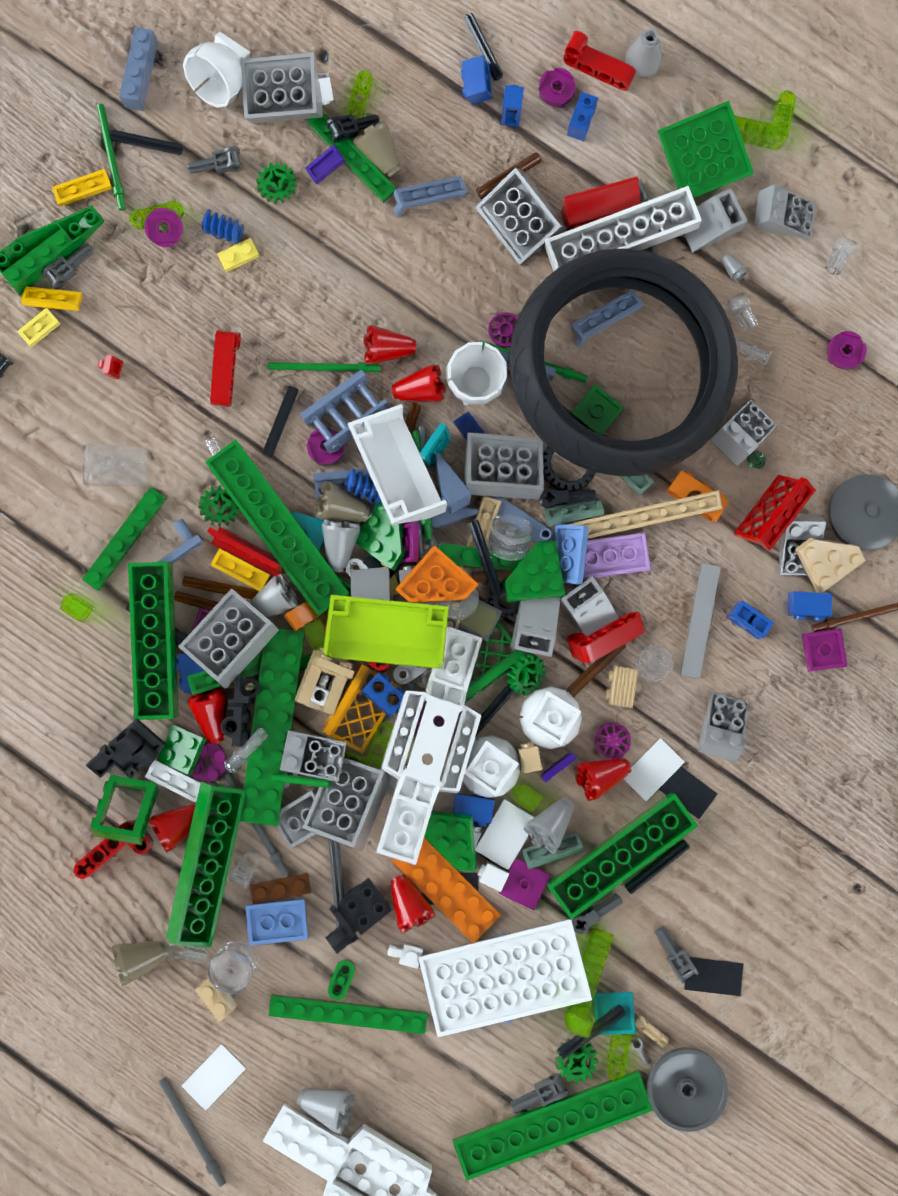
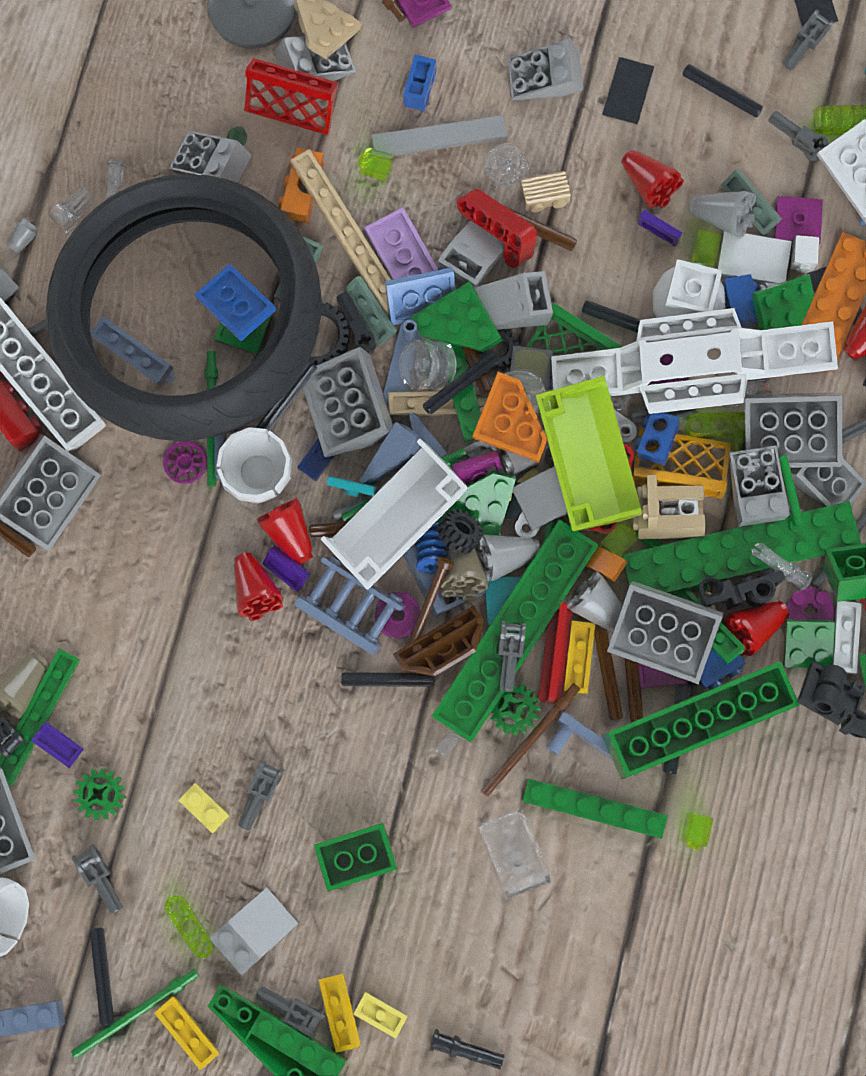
camera: 100 degrees left, 5 degrees down
(111, 366) = (397, 905): red tile -> none
(133, 258) = (254, 931): none -> light grey slope
(155, 220) = (196, 920): magenta plate -> none
(156, 348) = (355, 857): none -> green brick
(208, 541) = (561, 704): none -> reddish brown bar
(222, 228) = (177, 838): blue piece -> none
(224, 367) = (348, 767): red beam -> none
(234, 300) = (262, 789): none -> dark grey connector
(260, 515) = (510, 648): none -> dark grey connector
(285, 467) = (443, 645): none -> reddish brown wedge
(325, 366) = (290, 610): green bar -> none
(342, 487) = (443, 565): none -> reddish brown bar
(370, 518) = (460, 531): none -> black tyre
(393, 375) = (286, 568): none -> dark purple tile
(428, 193) = (54, 607): sand blue piece -> none
(511, 400) = (279, 408): none -> black axle
(526, 674) = (572, 294): green gear -> none
(529, 757) = (663, 257): tan brick -> none
(550, 717) = (609, 253): white plate -> none
(603, 392) = (235, 302): none -> blue plate
(612, 740) = (606, 183): magenta wheel -> none
(621, 855) = (727, 128): green brick -> none
(653, 769) = (619, 129): white sticker -> none
(693, 560) = (375, 164): none -> clear neon green brick
(809, 605) = (378, 29): blue brick -> none
(854, 344) = (78, 97): magenta plate -> none

